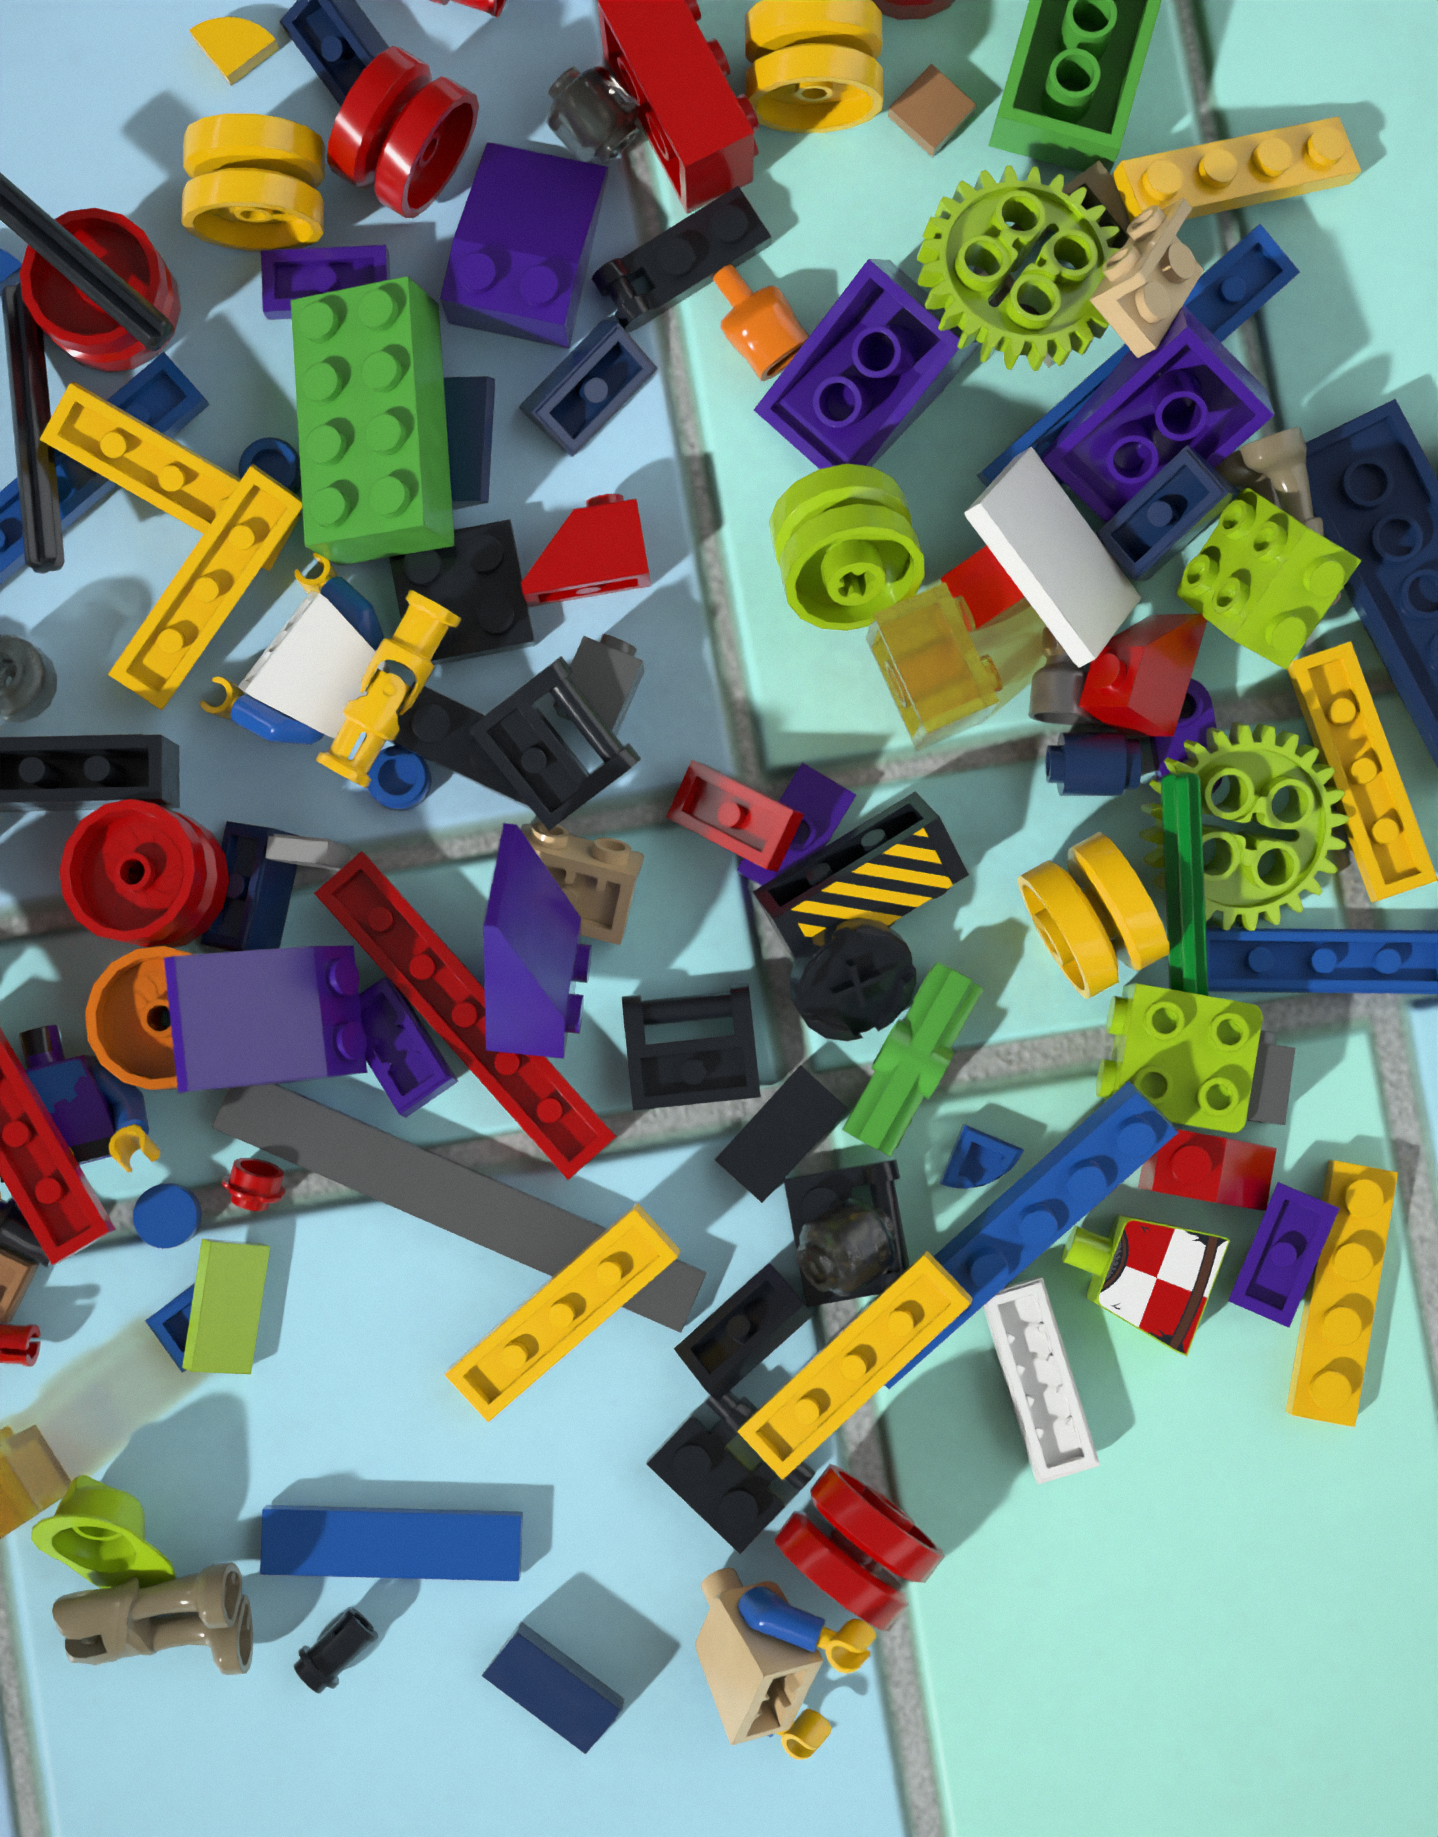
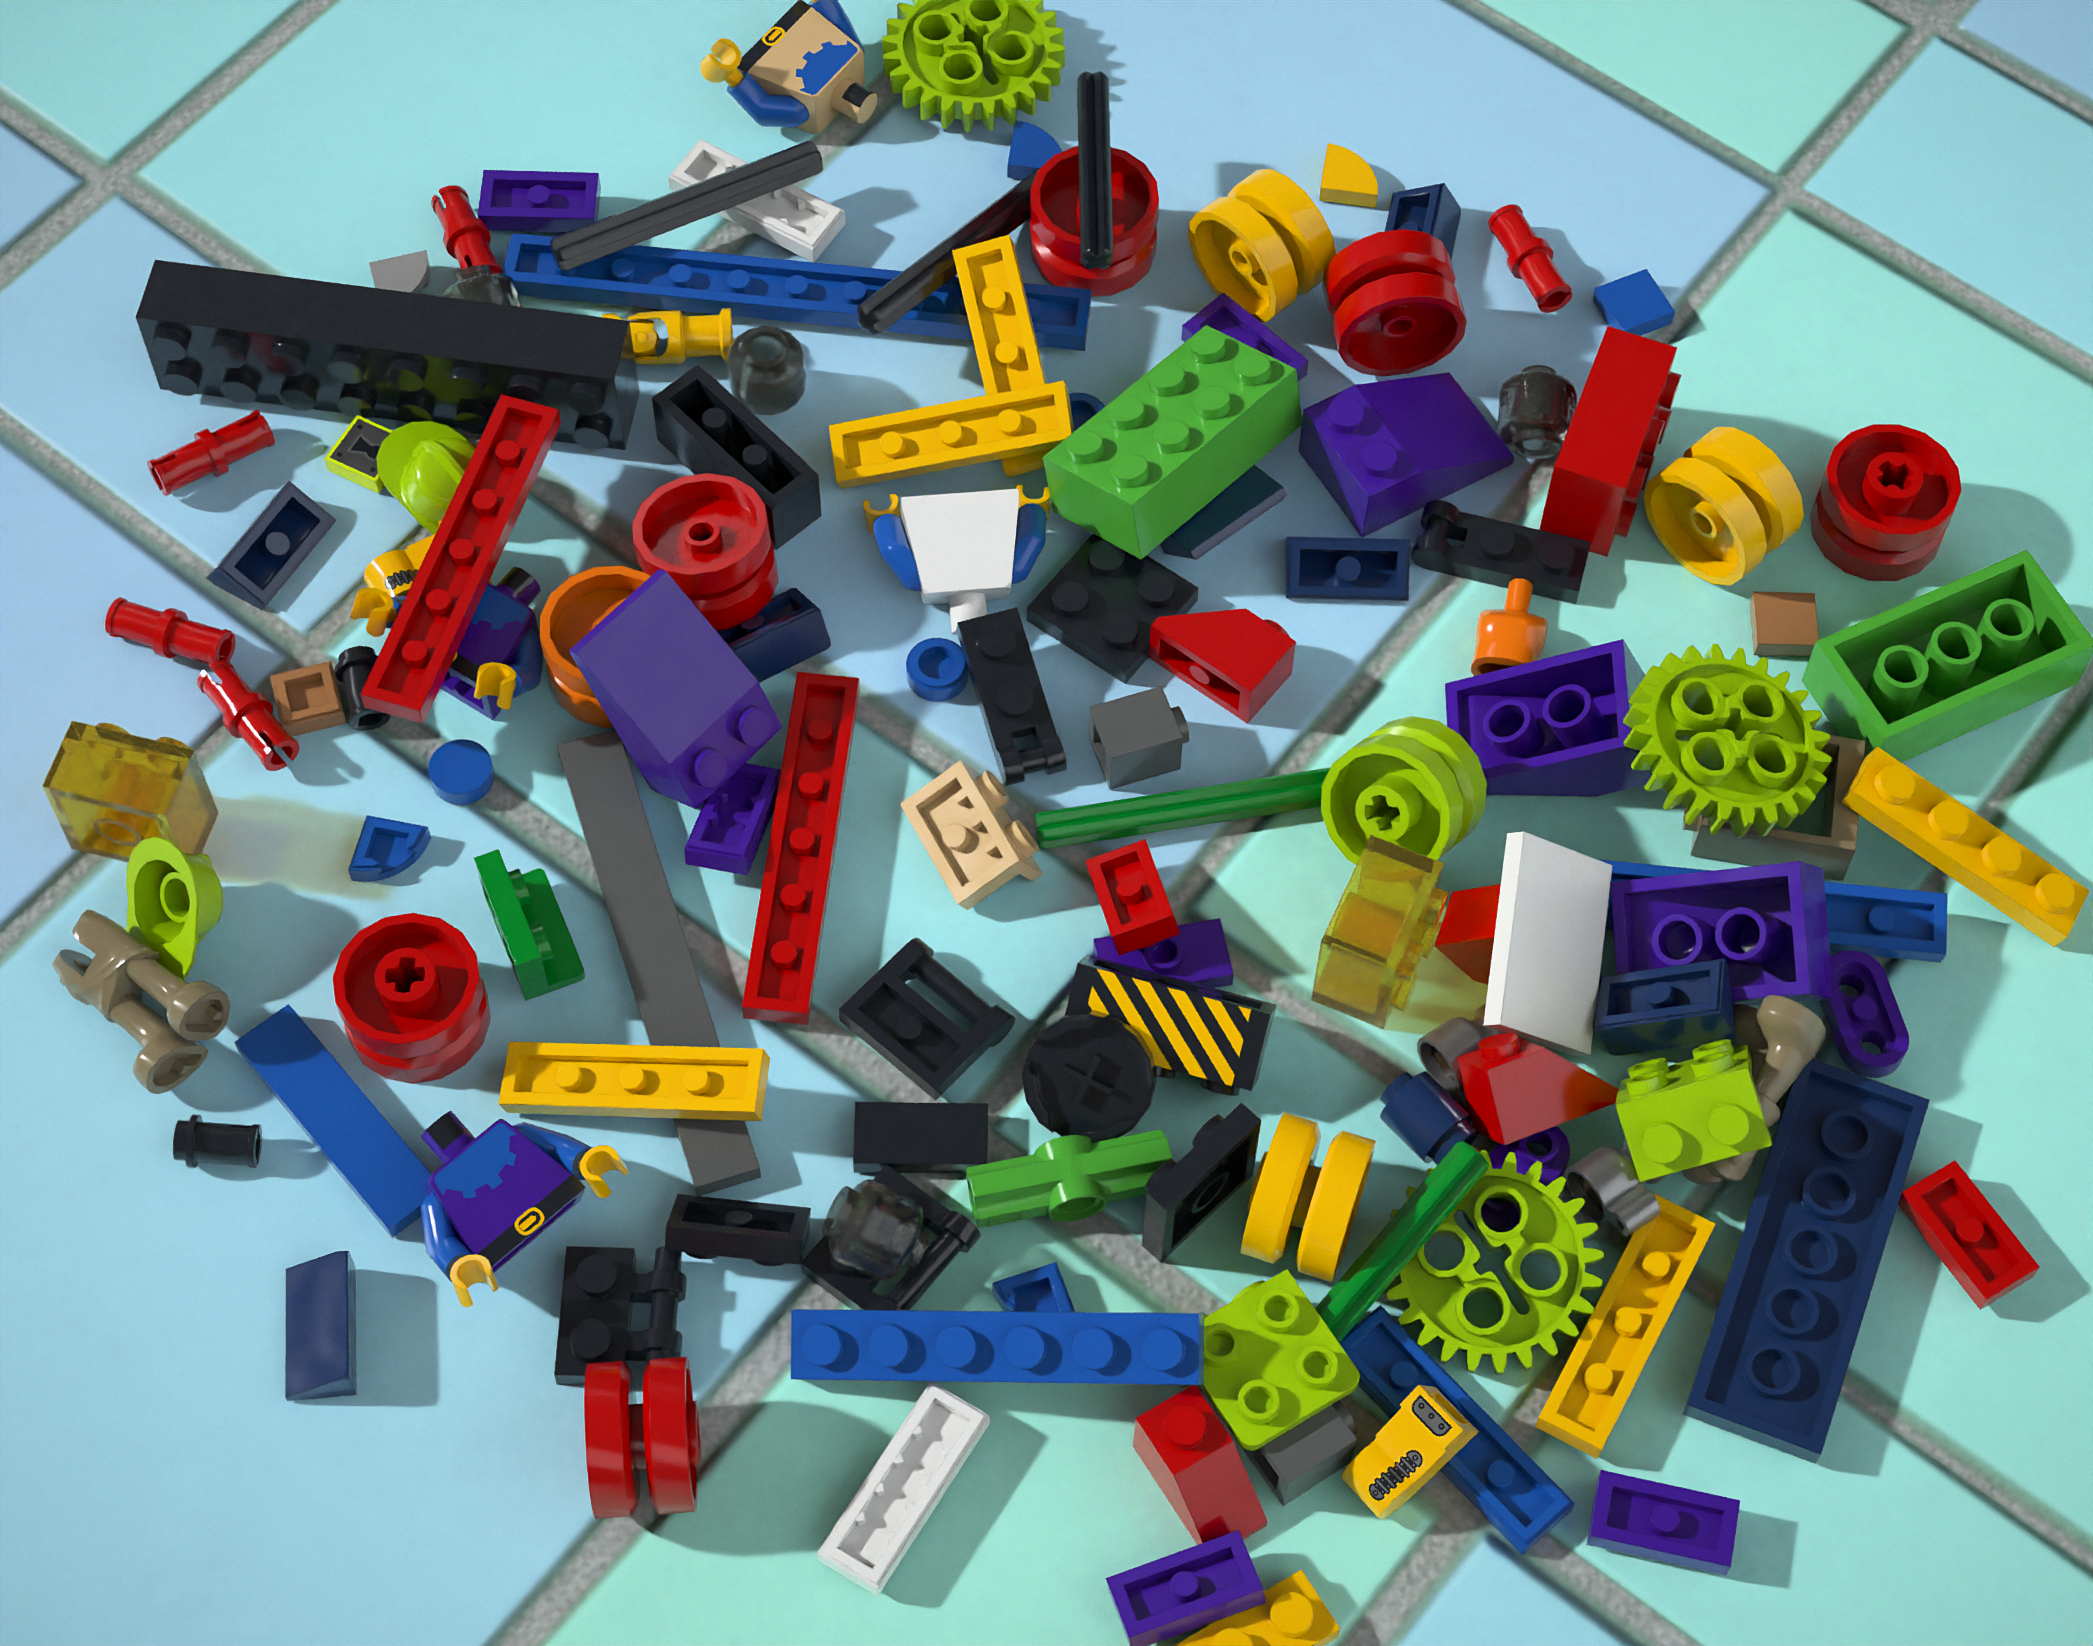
camera: 45 degrees right, 25 degrees down
(226, 1307) = (425, 857): lime tile -> none
(254, 1184) = (539, 806): red plate -> none
(308, 851) = (823, 644): light grey tile -> none
(313, 1443) = (412, 998): none -> red wheel
(357, 1280) = (529, 926): none -> green bracket
(376, 713) = (970, 590): yellow piece -> none
(531, 955) = (890, 814): dark purple slope -> none
(536, 755) = (1042, 719): black plate -> none
(572, 1489) = (501, 1193): none -> torso
(690, 697) = (1179, 809): none -> green axle
(765, 1657) = (476, 1440): tan torso -> none
(855, 1365) = (787, 1307): yellow plate -> none
(1009, 954) = (1190, 1191): none -> black plate
(1148, 278) = (1810, 820): tan bracket -> none
(1150, 1274) = (1071, 1498): torso -> none
(1262, 689) = (1612, 1189): none -> flat silver piece
(1290, 368) = (1865, 1018): none -> dark purple plate
(1326, 1012) = (1408, 1451): none -> yellow leg

